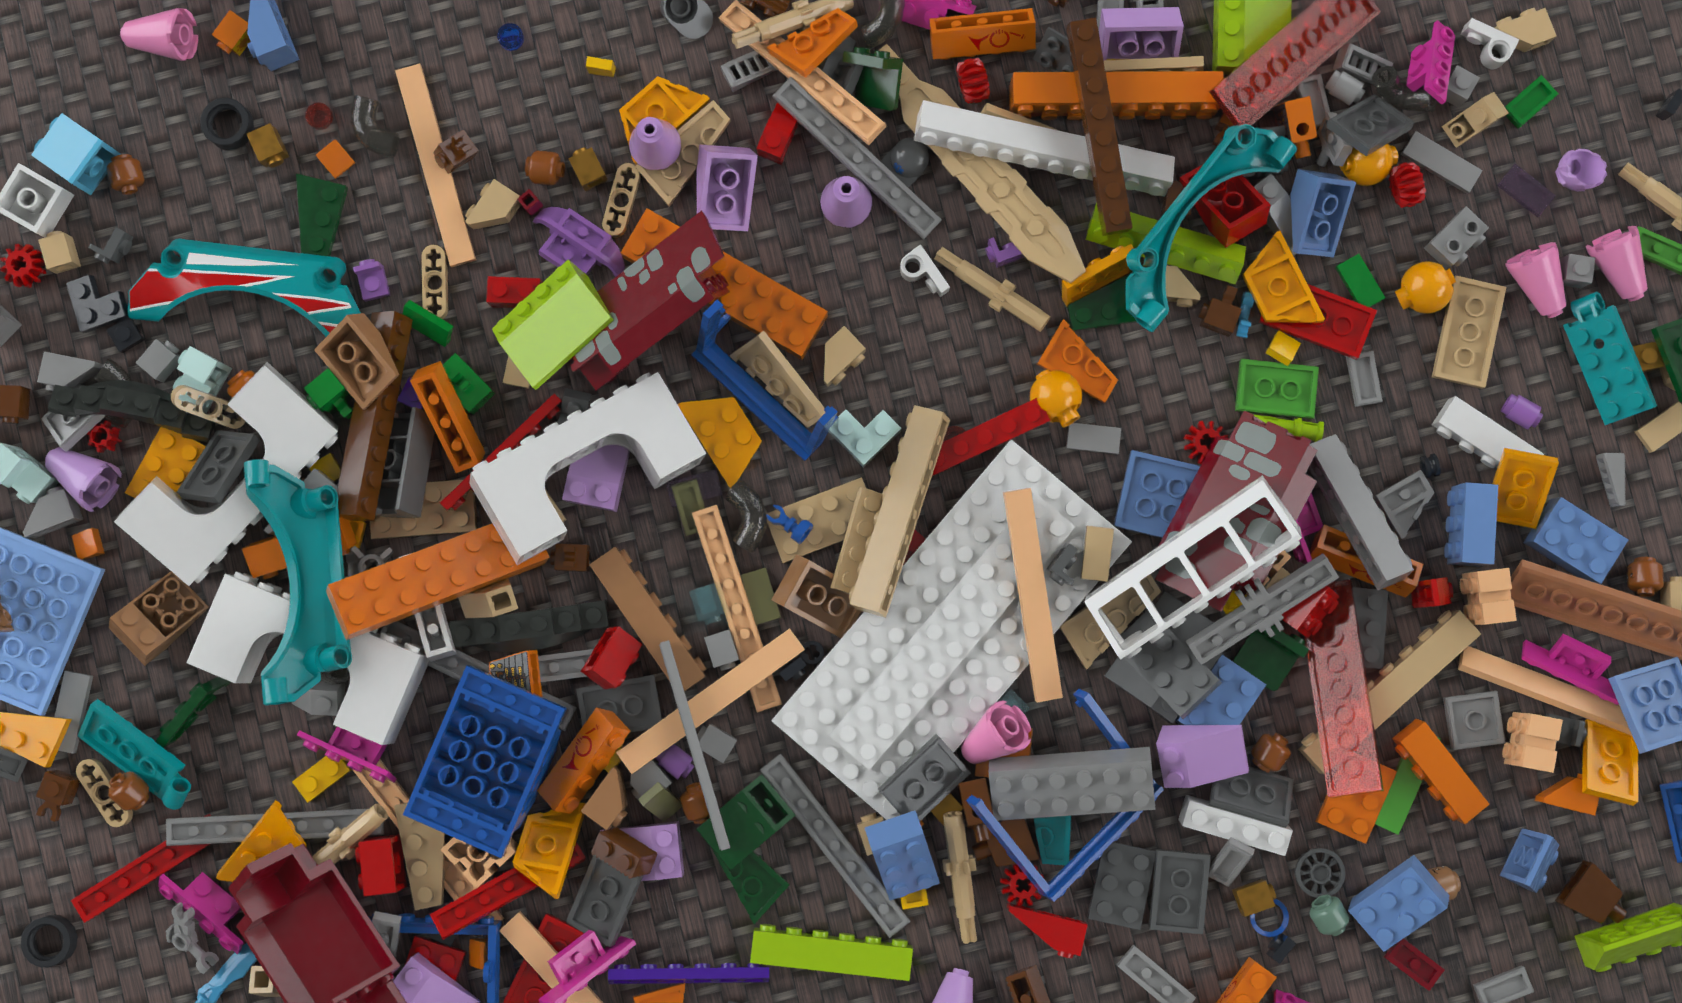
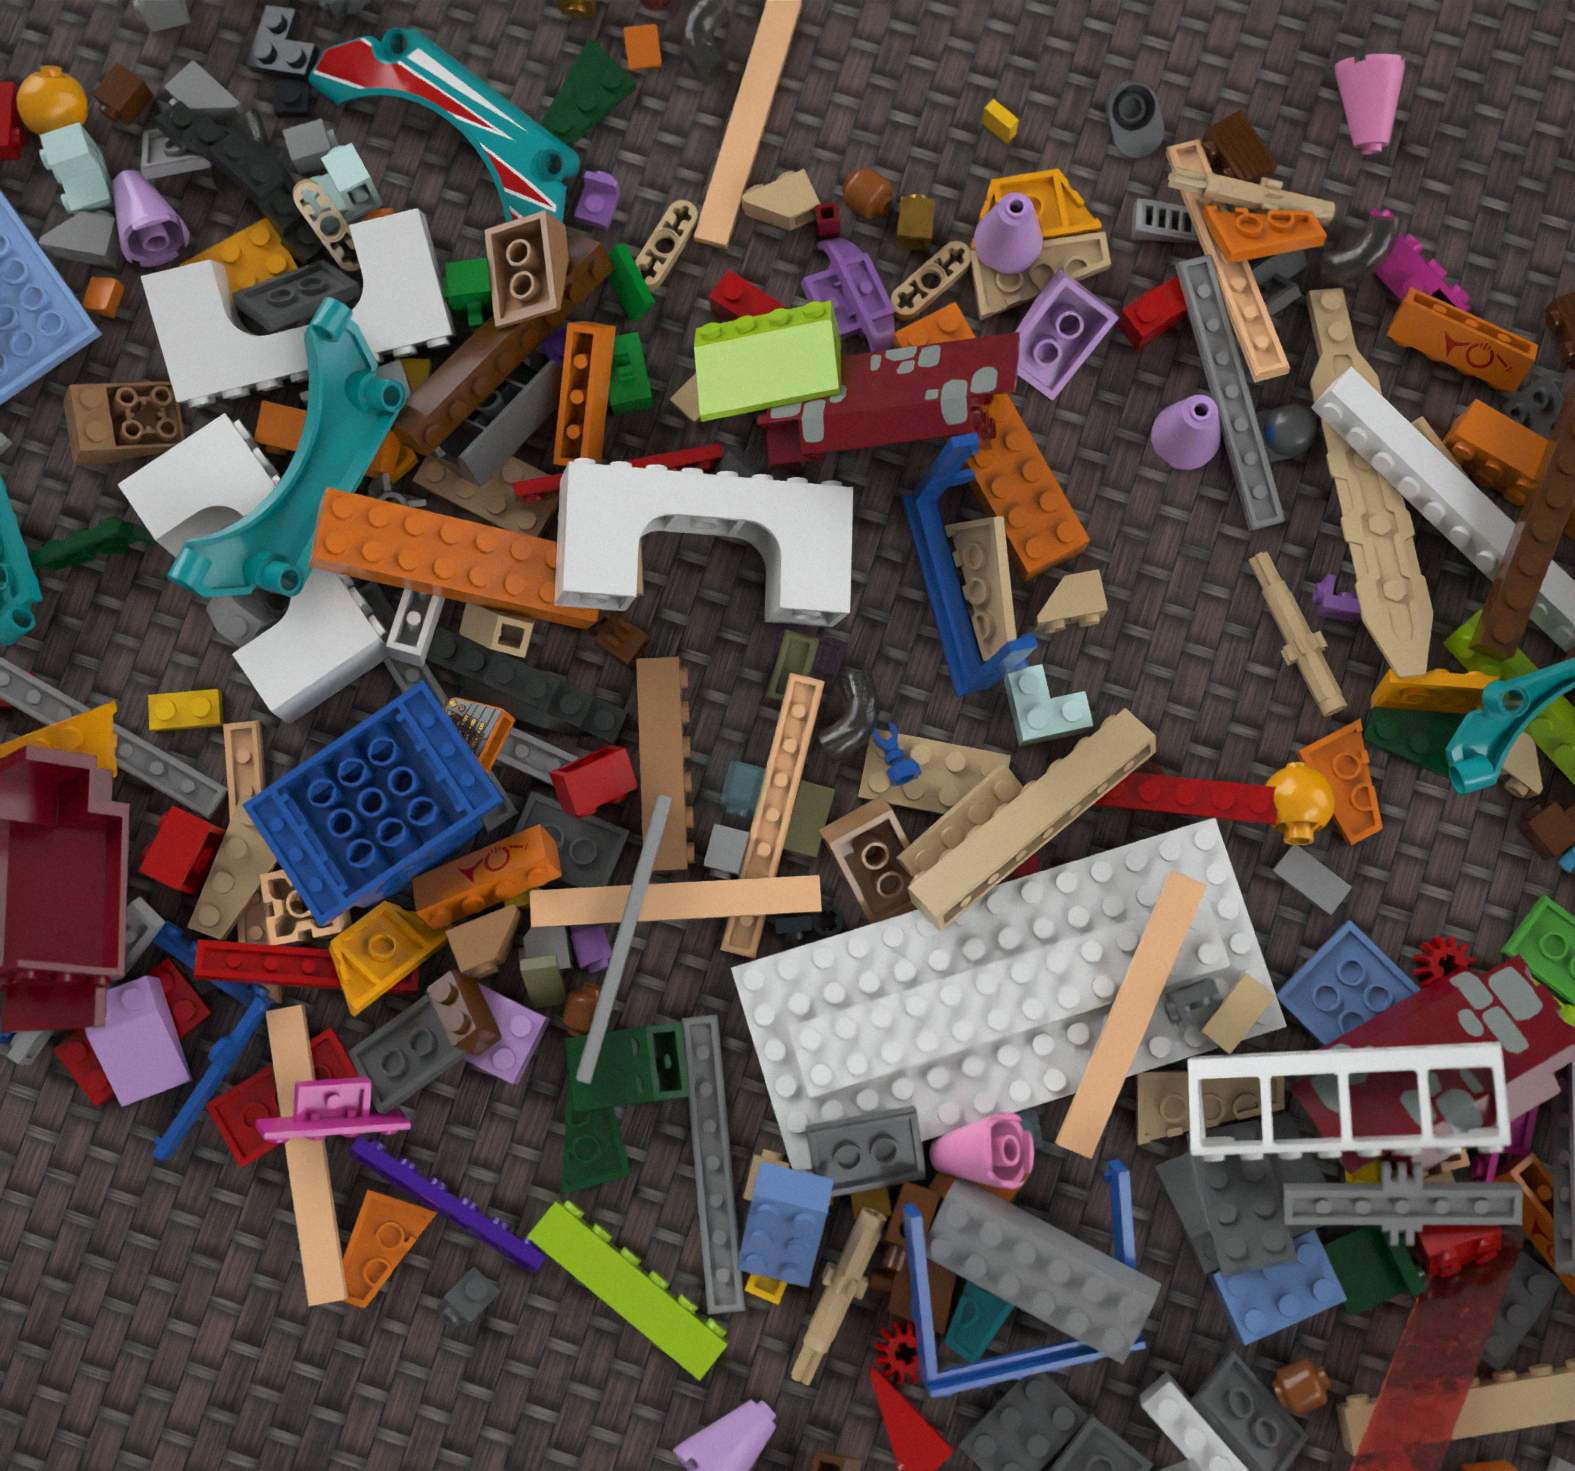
camera: 35 degrees right, 5 degrees down
(110, 442) = (189, 184): red gear -> none
(344, 842) = (157, 797): tan piece -> none
(354, 749) = (239, 700): dark pink bracket -> none
(455, 152) = (780, 115): reddish brown brick -> none
(478, 952) = (226, 1022): orange slope -> none
(510, 36) = (919, 32): clear blue tile -> none
(597, 478) = (707, 570): lavender slope -> none
(716, 742) = (651, 954): light grey brick -> none
(724, 434) = (882, 609): light orange wing -> none
(879, 79) = (1314, 316): dark green bracket -> none
(934, 281) = (1236, 584): white plate -> none
(973, 80) = (1419, 385): red gear -> none
(1200, 754) = (1217, 1333): lavender slope -> none

